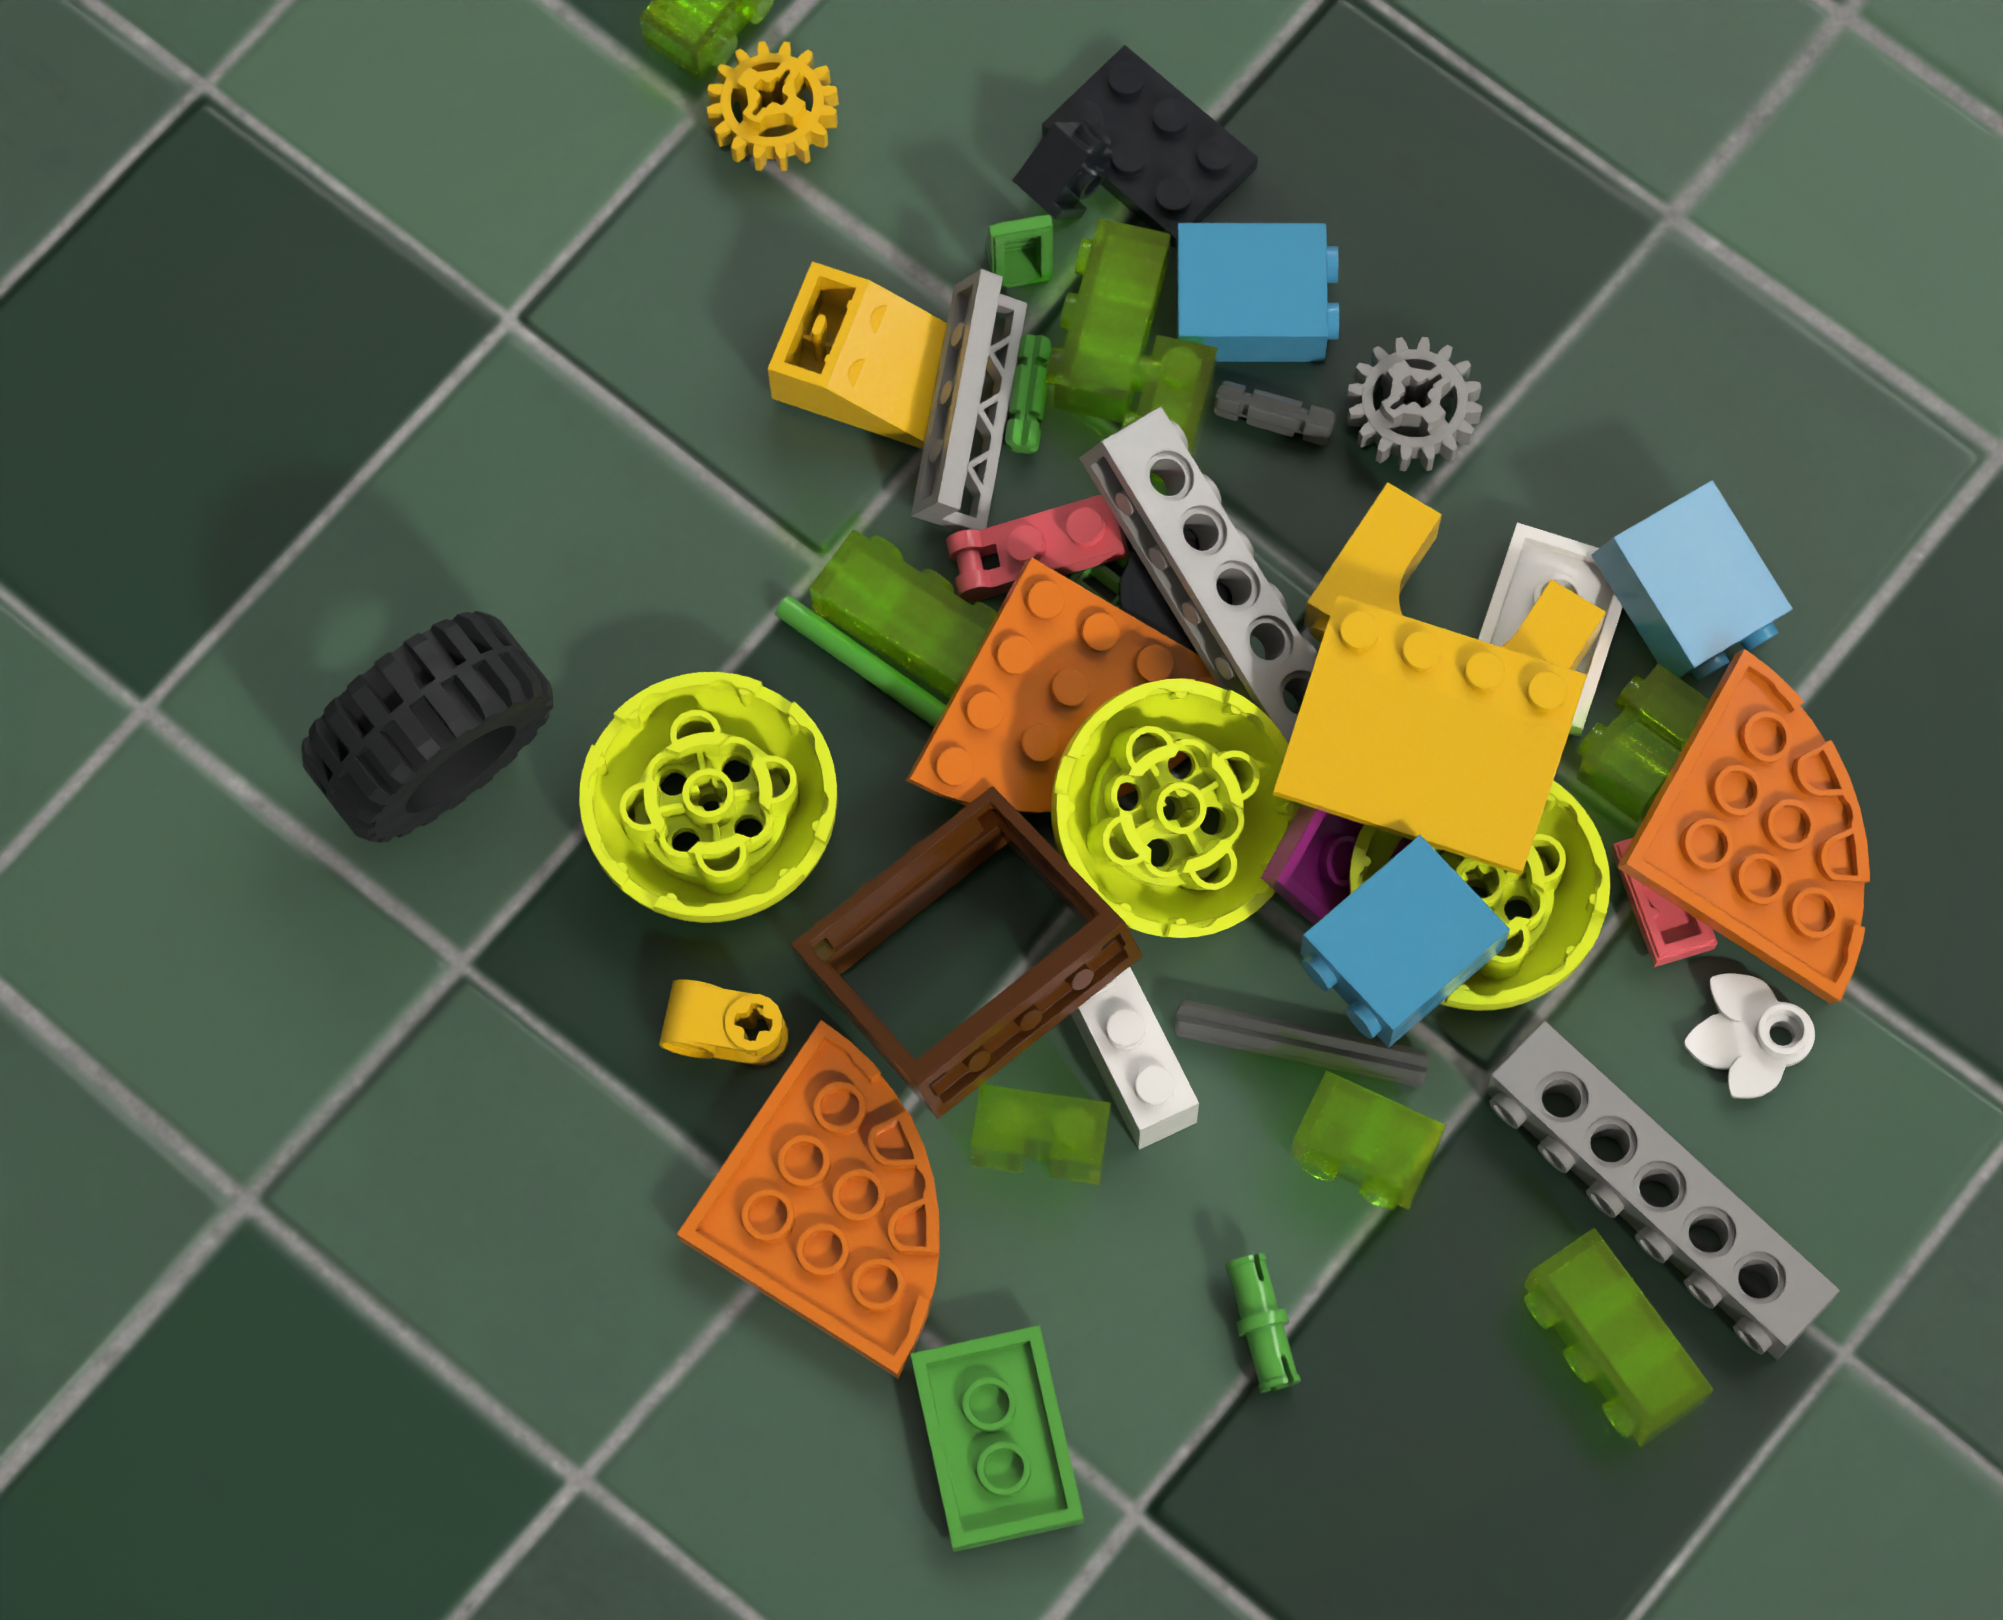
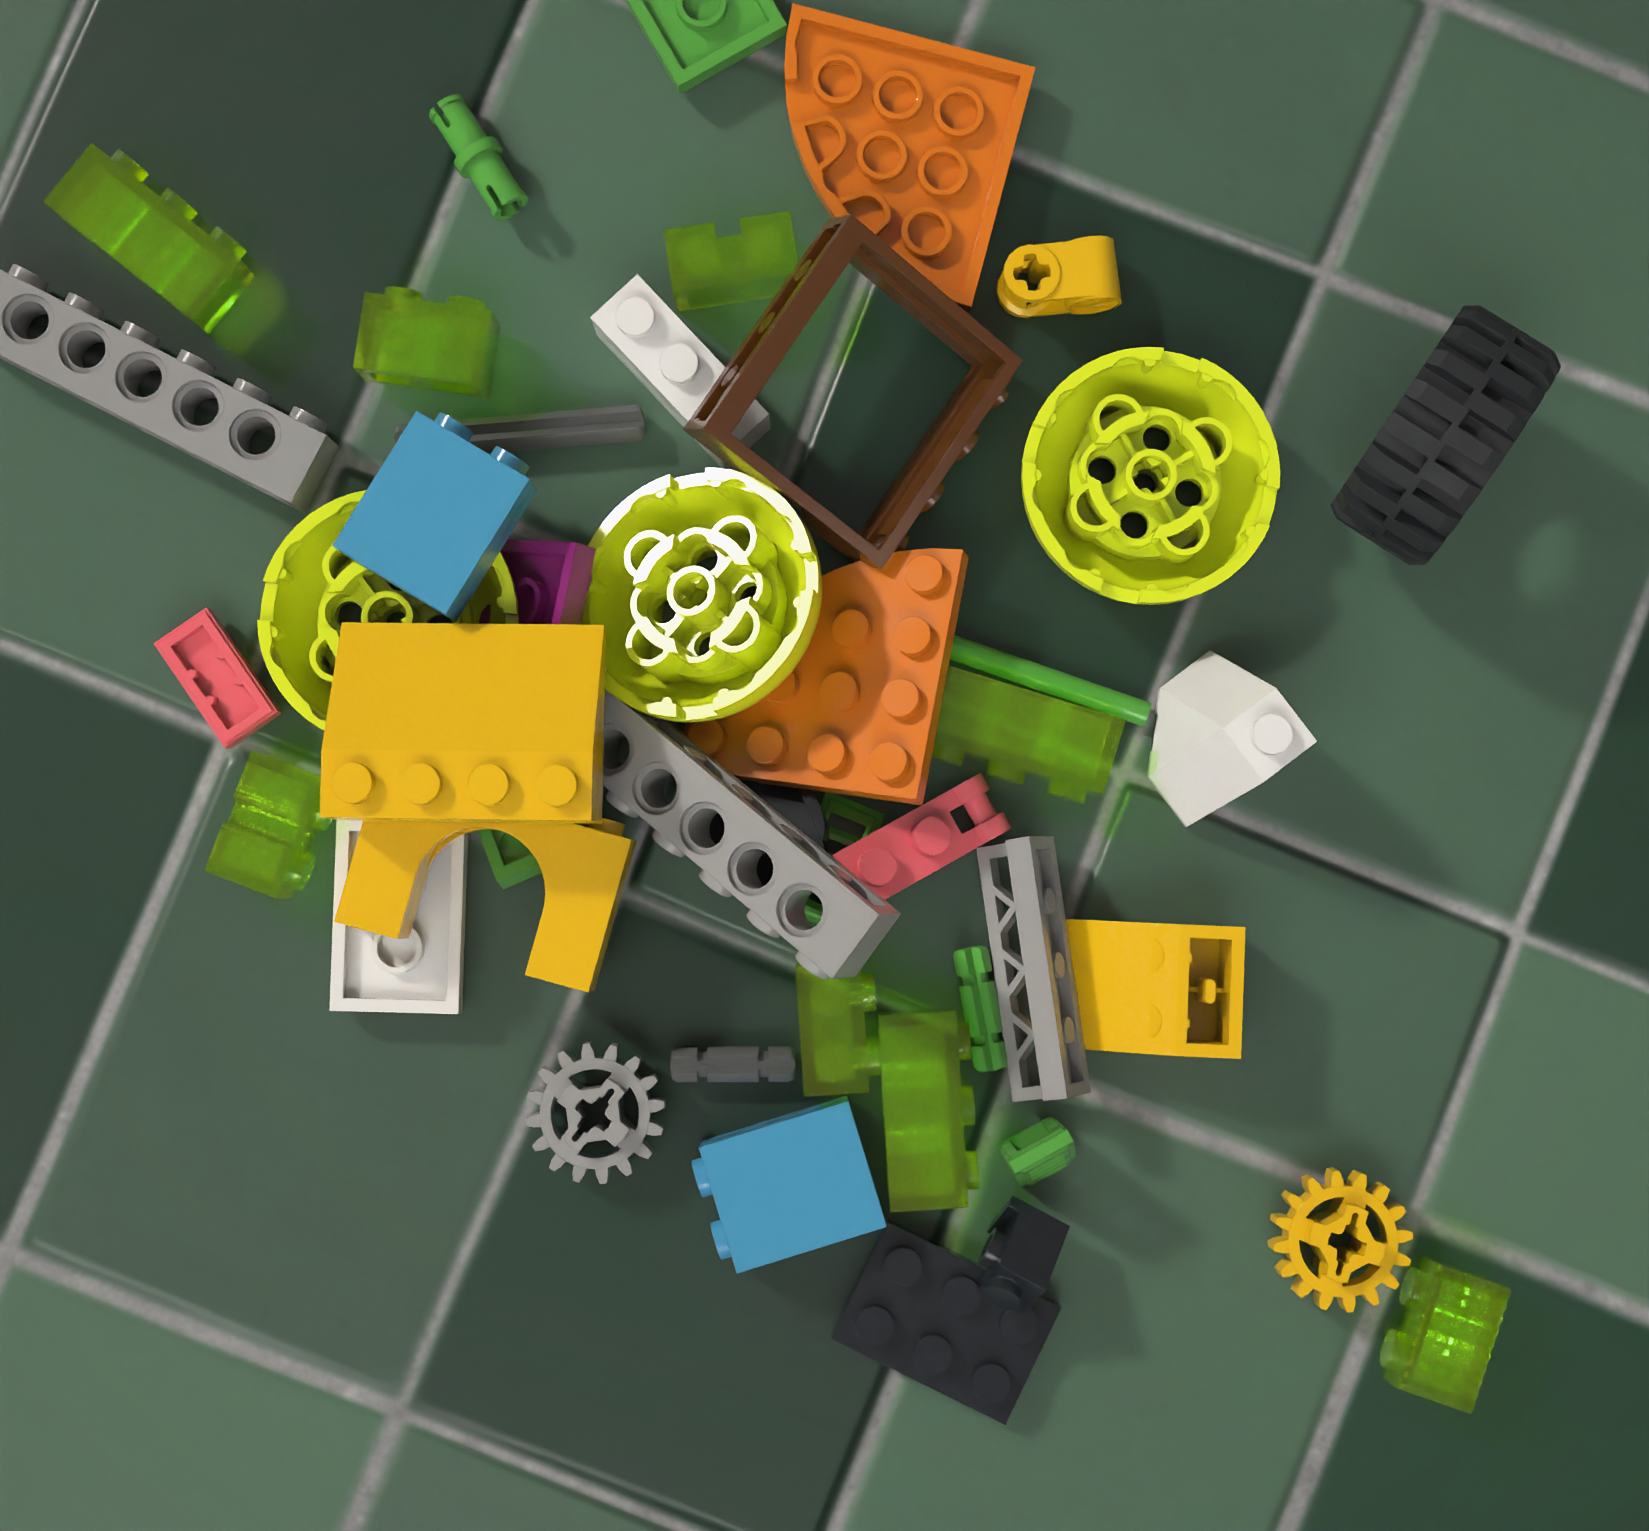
camera: 155 degrees right, 15 degrees up
(727, 549) = (1219, 736): none -> white slope
(1693, 583) = (265, 996): brick -> none
(1740, 1035) = (113, 566): white plate -> none
(1762, 833) = (134, 758): orange plate -> none

